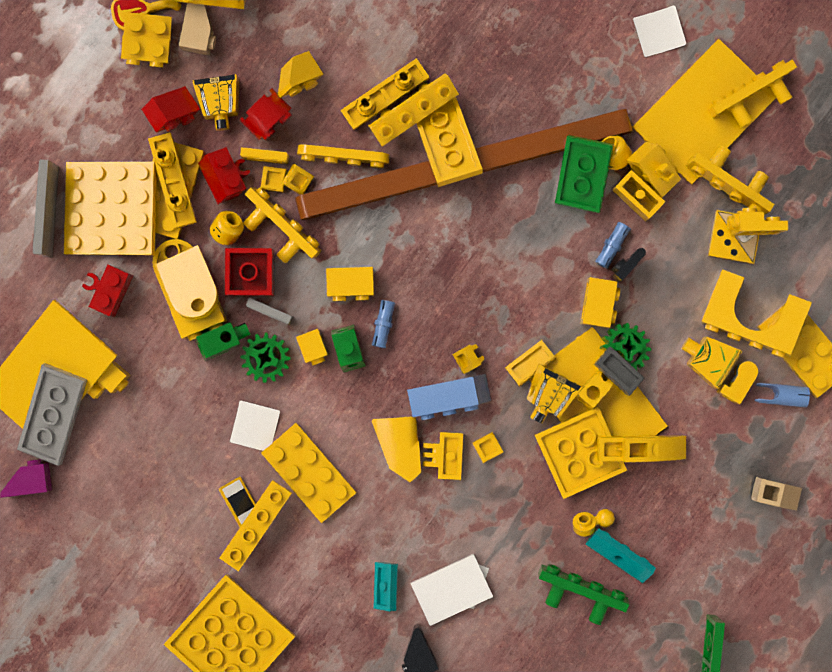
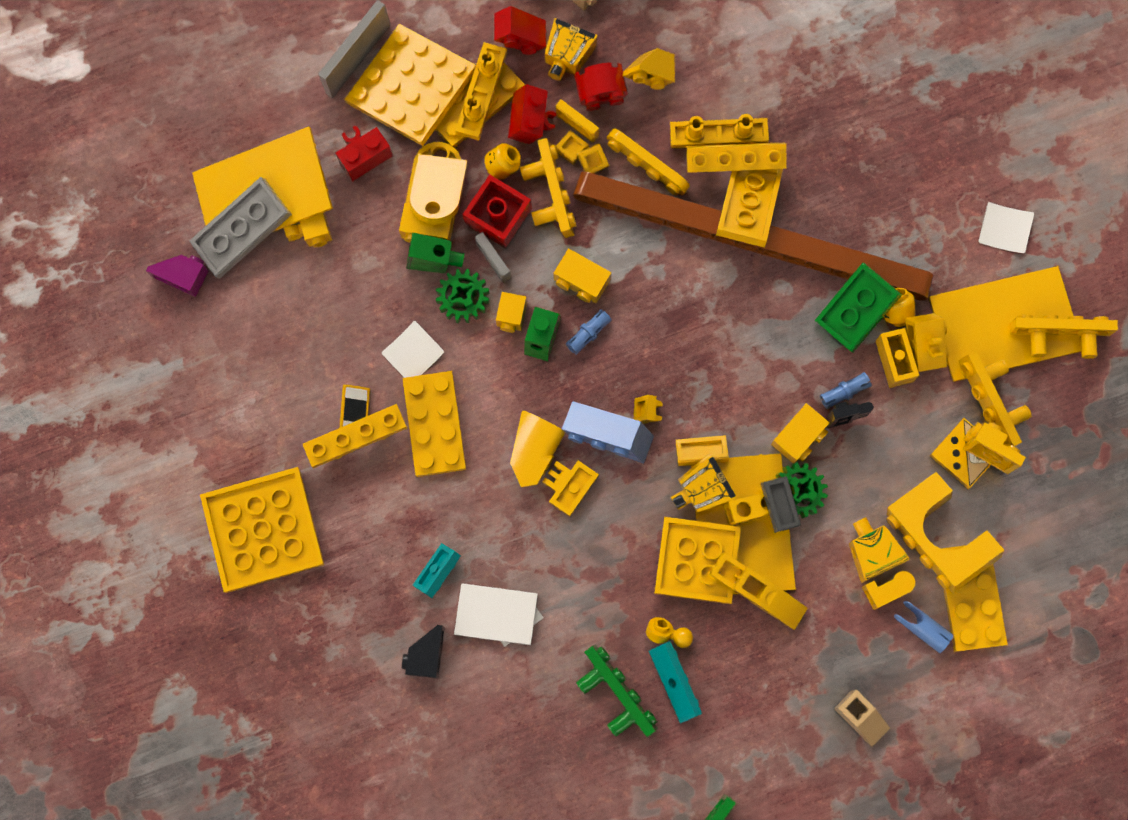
camera: 35 degrees right, 10 degrees down
(487, 447) = (613, 503): yellow tile -> none

